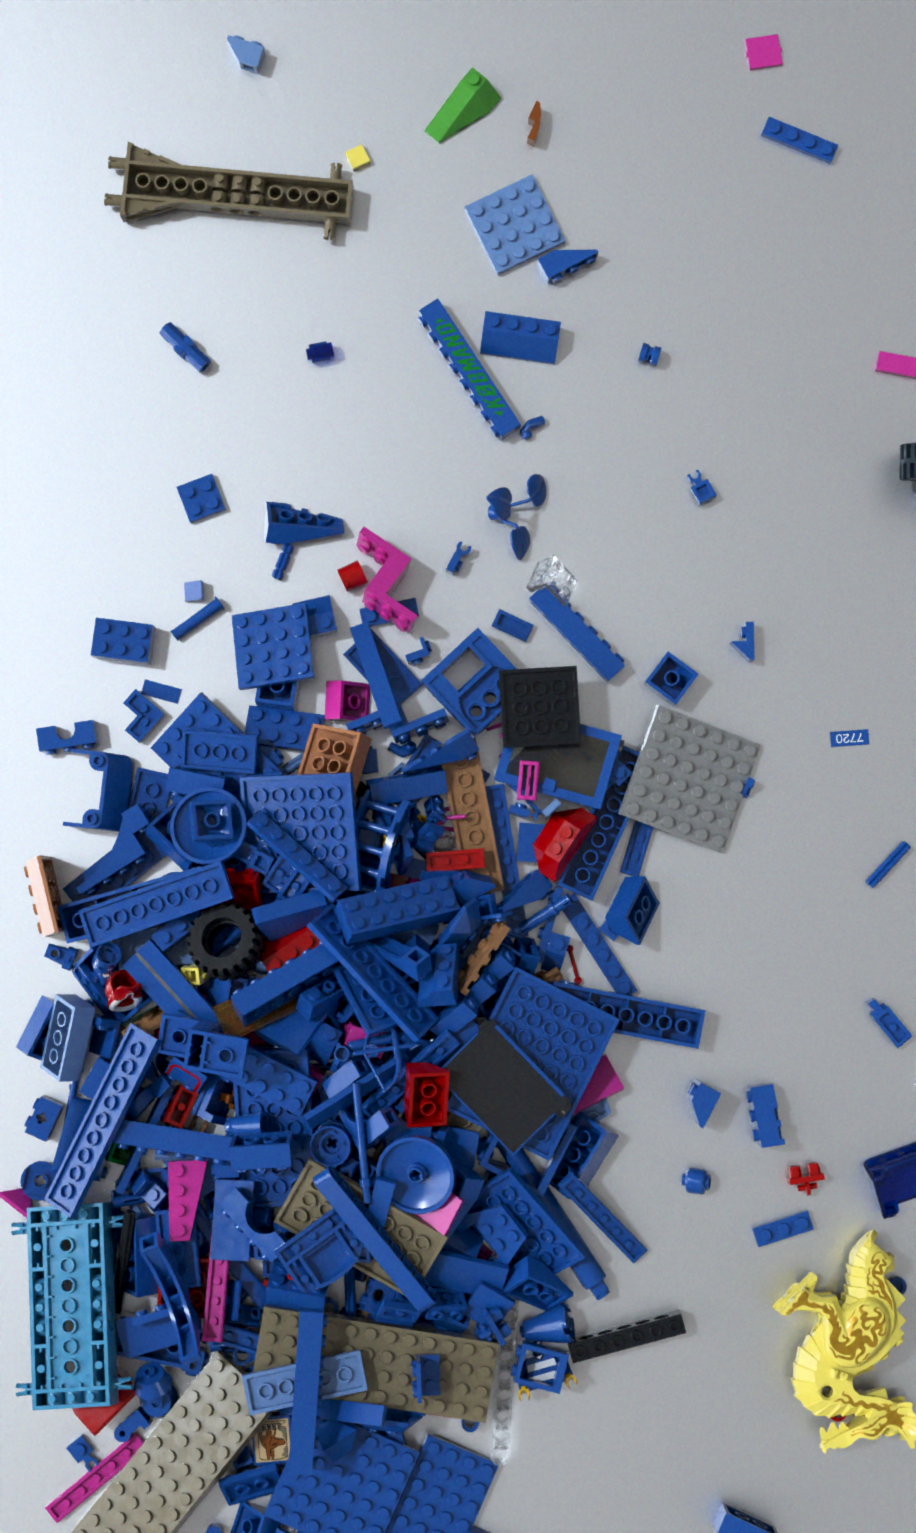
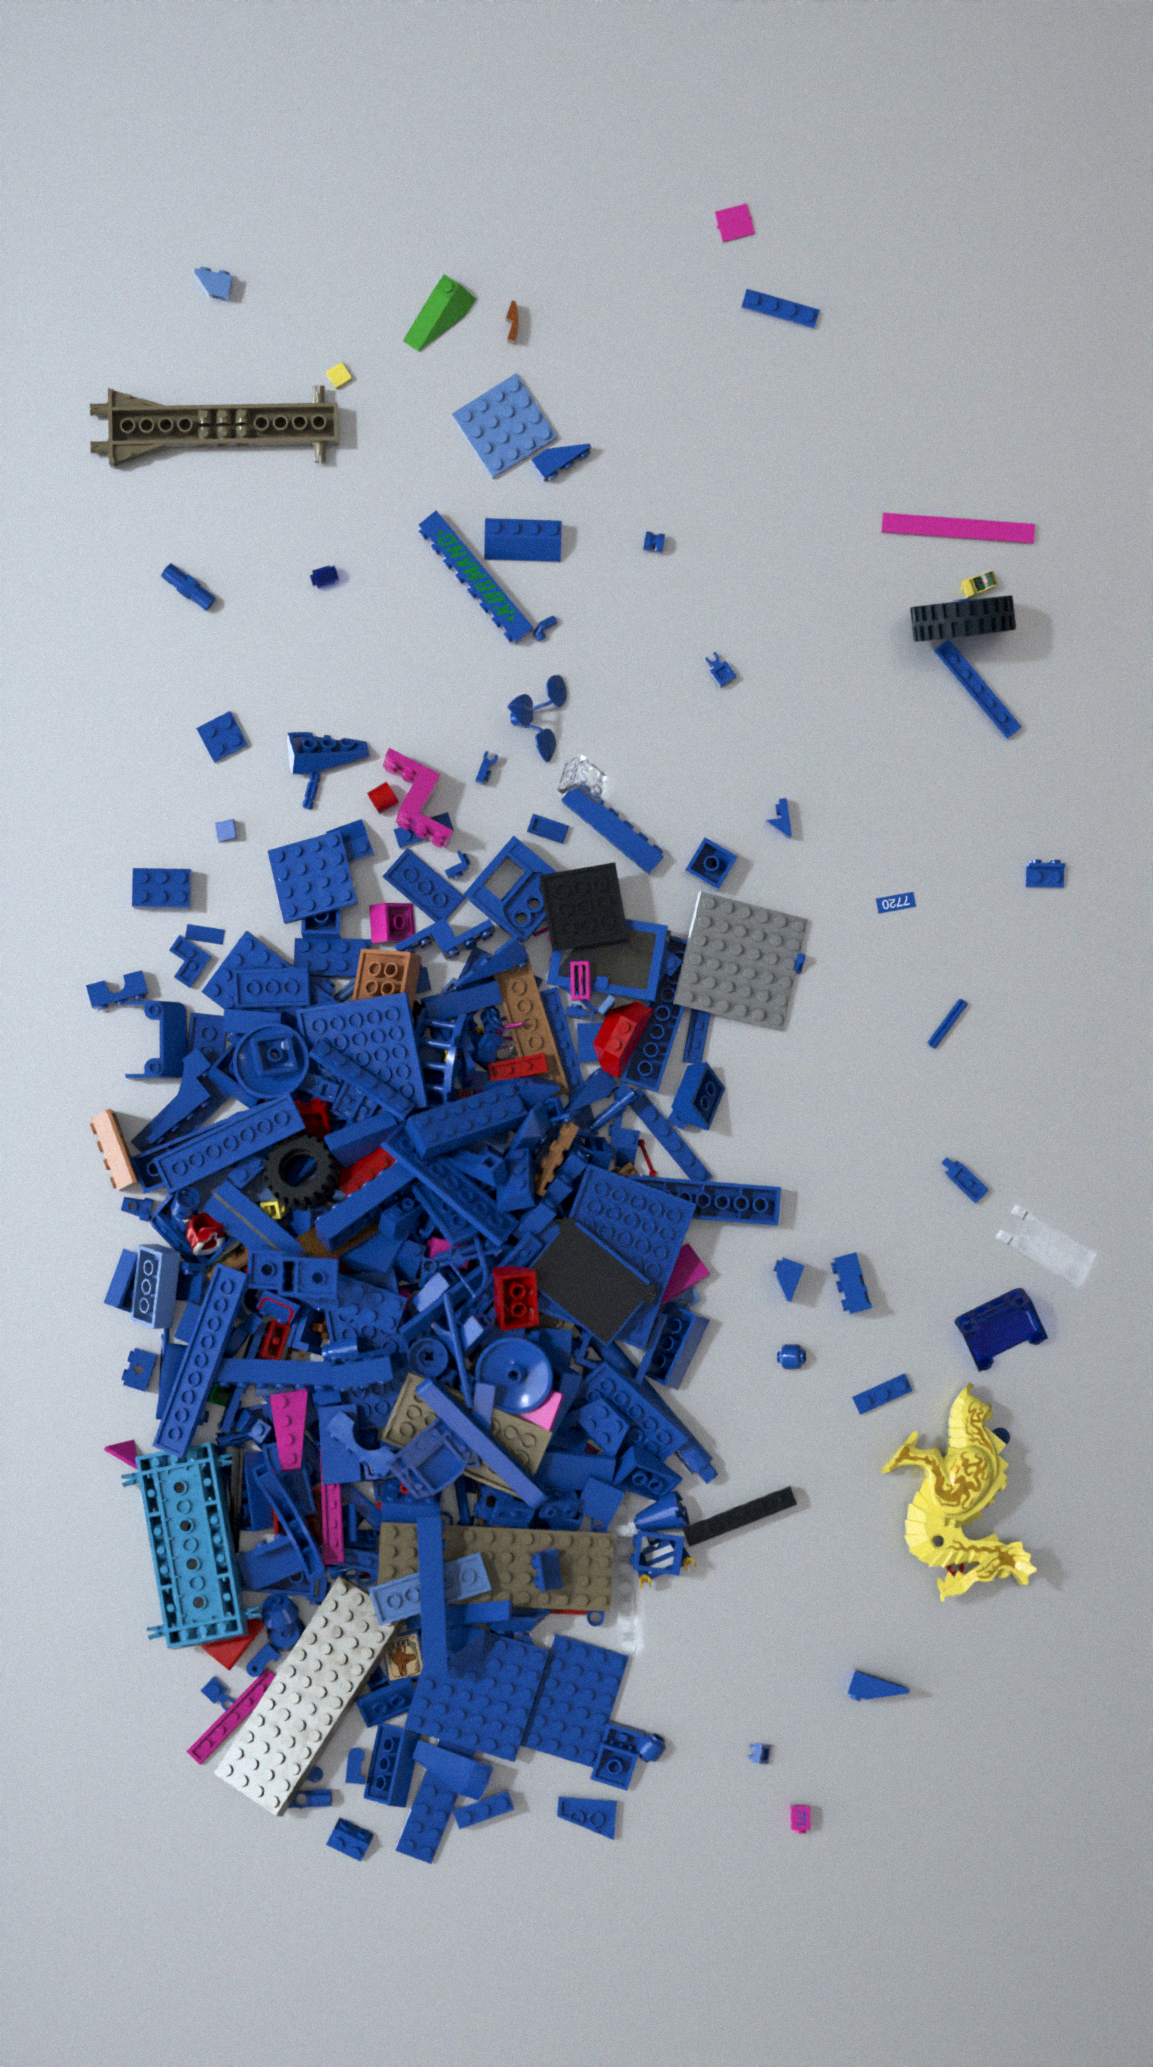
camera: 15 degrees left, 0 degrees up
(28, 1178) = (136, 1423): blue plate -> none
(197, 618) = (233, 857): blue pin -> none
(376, 675) = (418, 894): blue tile -> none
(404, 750) = (454, 965): blue arm -> none
(500, 1332) = (613, 1523): blue hips -> none
(602, 1217) = (702, 1401): blue tile -> none
(814, 1174) = (906, 1336): red hips -> none

